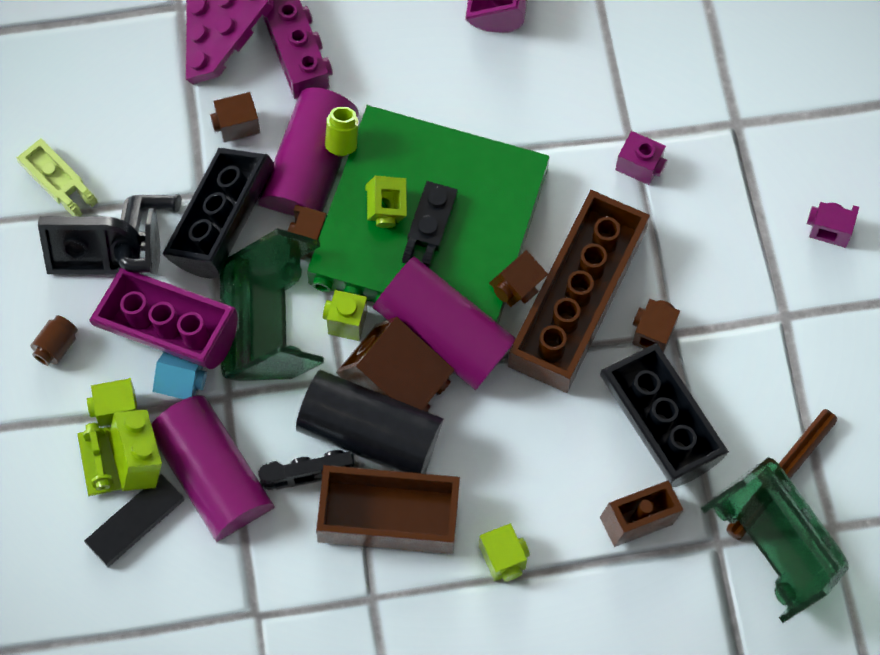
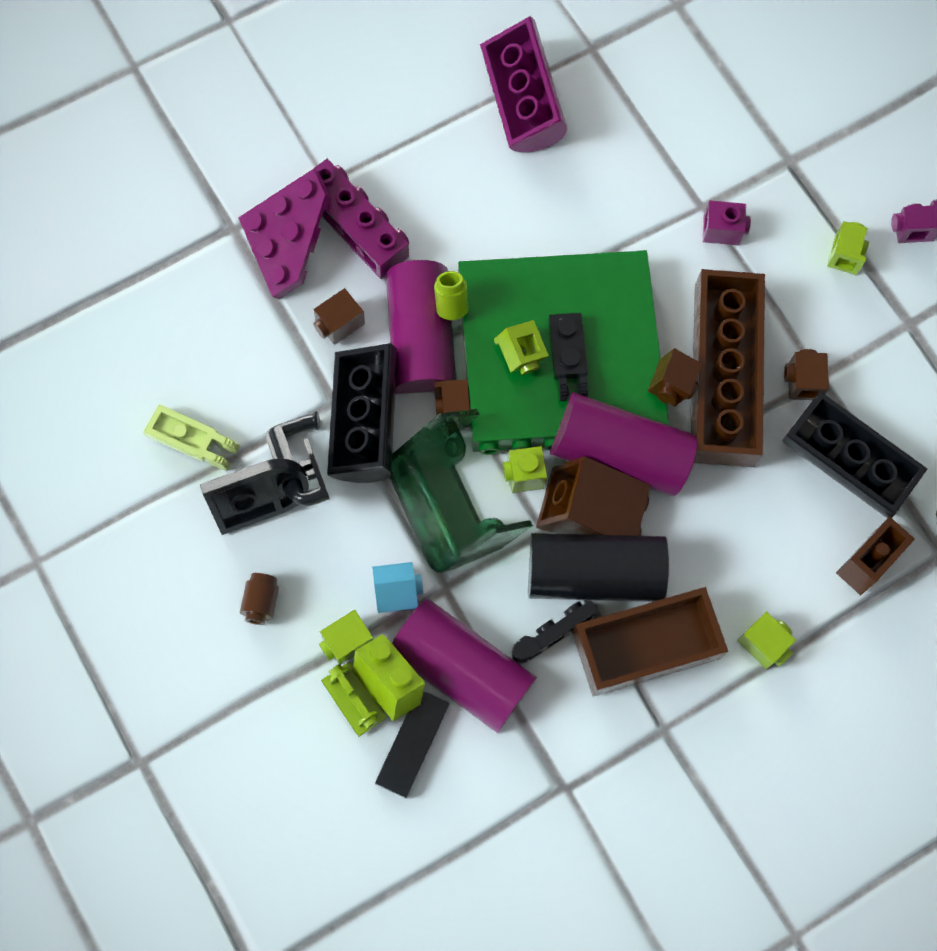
camera: 25 degrees left, 5 degrees up
(167, 318) = (362, 537): magenta brick -> none
(752, 222) = (849, 248): none -> lime brick

